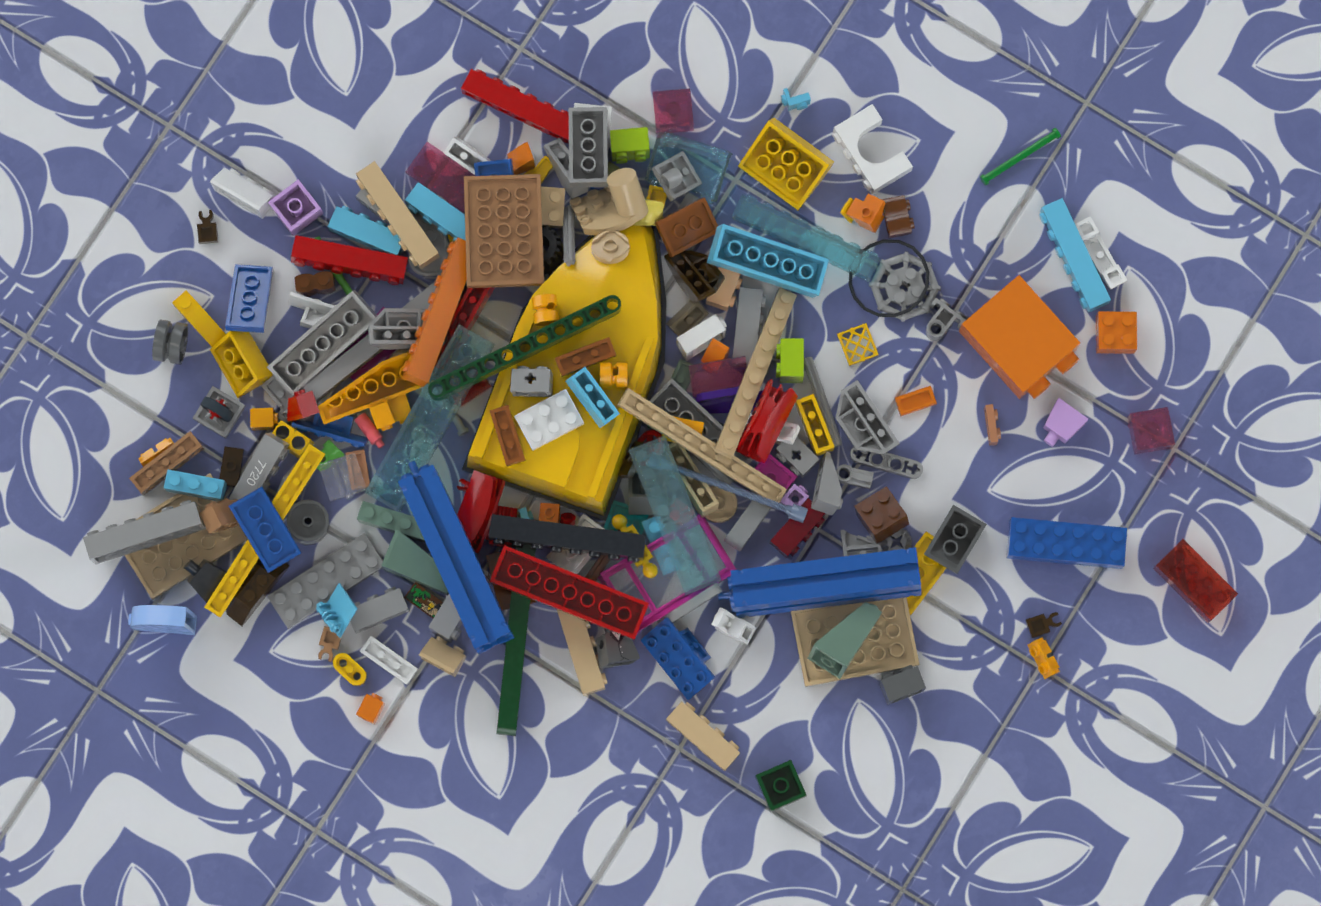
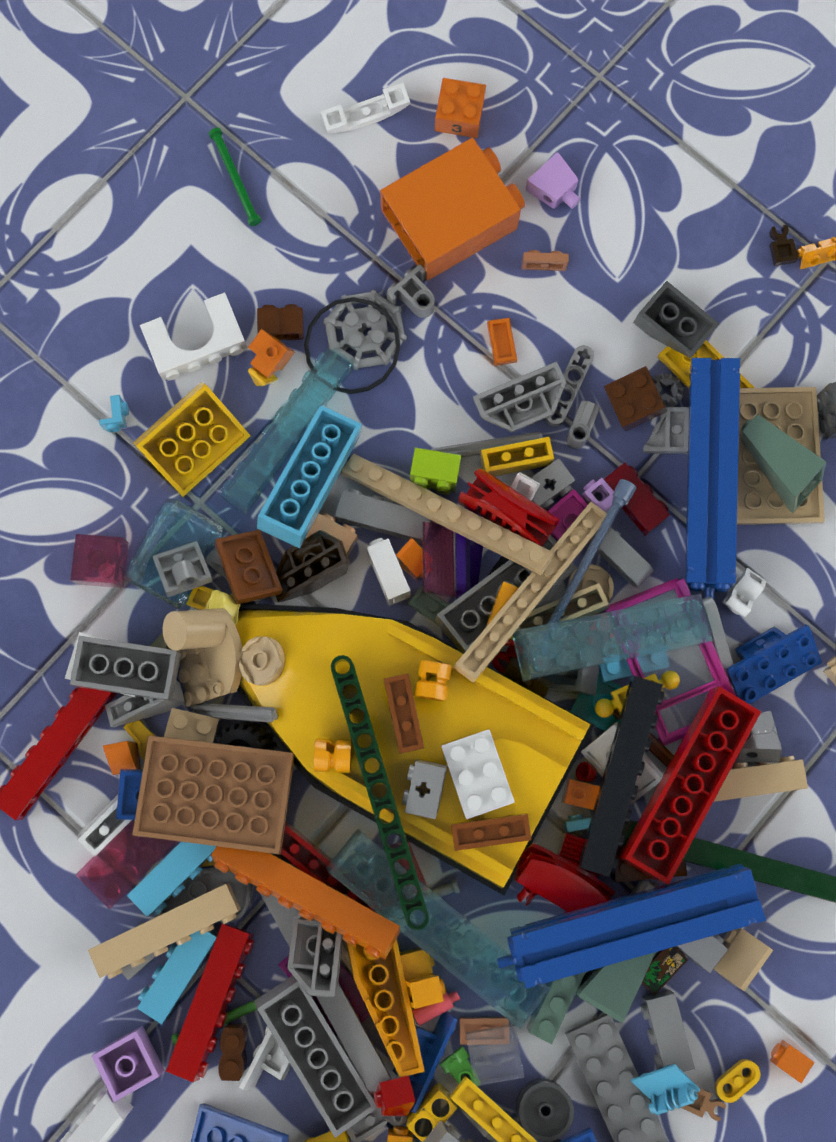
camera: 85 degrees left, 0 degrees up
(388, 660) = (731, 1027): white plate -> none
(592, 397) = (459, 712): medium azure brick -> none
(630, 145) = (131, 618): lime brick -> none
(687, 318) = (359, 588): dark tan slope -> none
(827, 487) = (594, 454): light grey slope -> none
(852, 331) = (424, 395): yellow window -> none
(1066, 543) = (694, 203): blue brick -> none
(1075, 255) = (362, 136): medium azure brick -> none
(1151, 430) = (578, 91): clear pink brick -> none
(1195, 581) = (757, 74): clear red brick -> none

